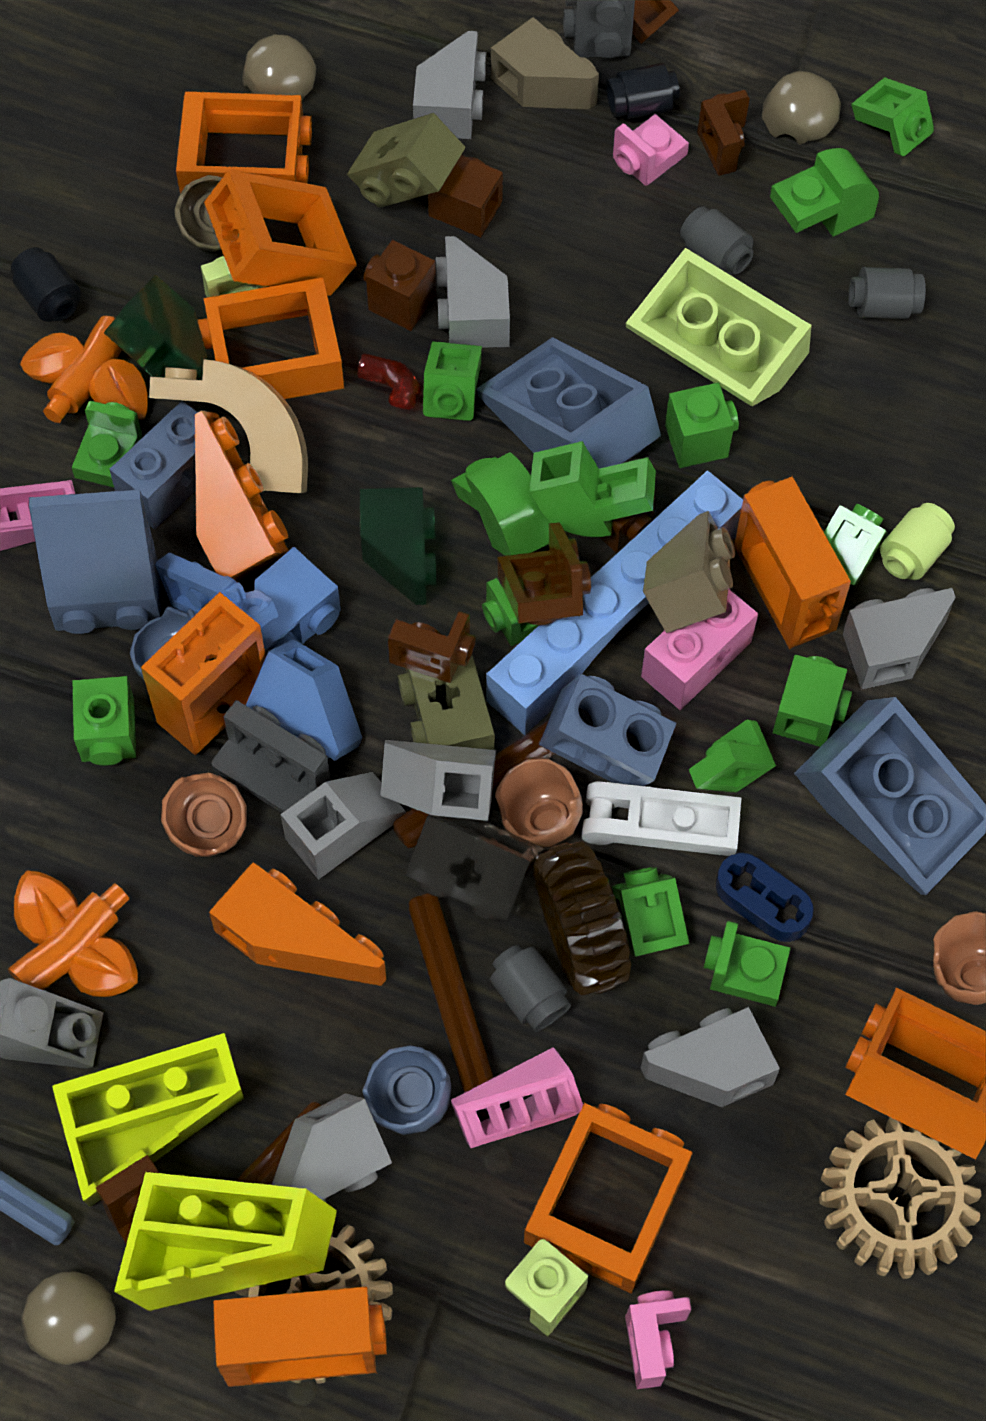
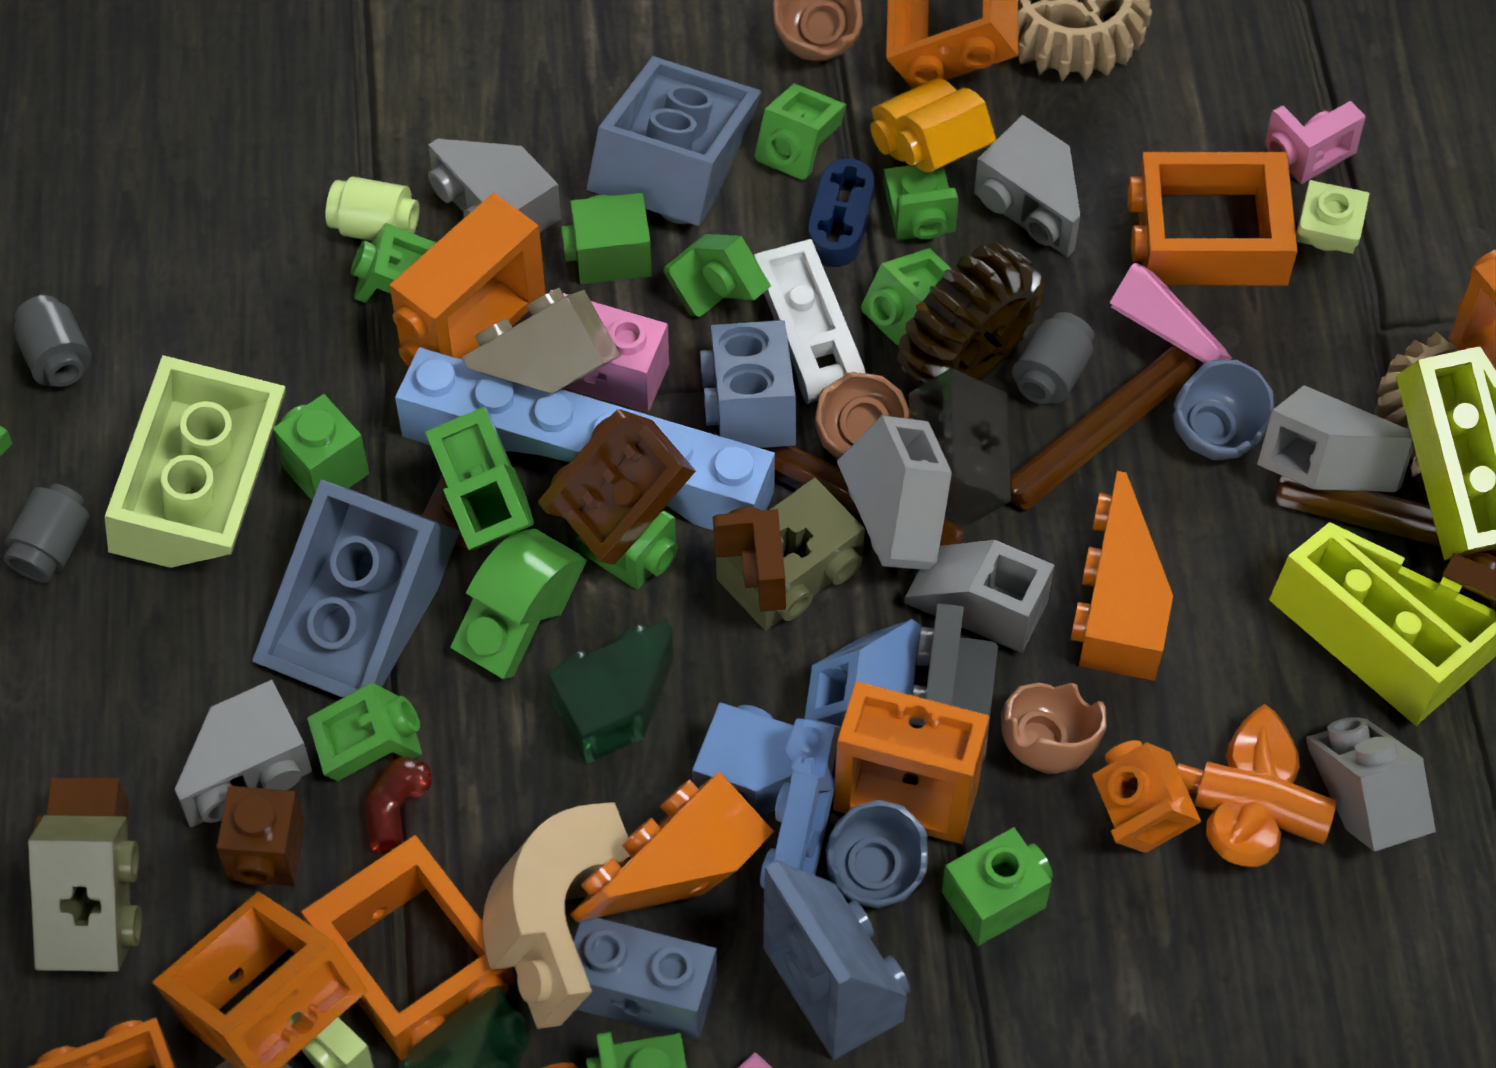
camera: 115 degrees left, 5 degrees down
(109, 850) = (1160, 804): none -> orange brick
(804, 989) = (932, 125): none -> light orange brick
(866, 898) = (795, 128): none -> bright green bracket

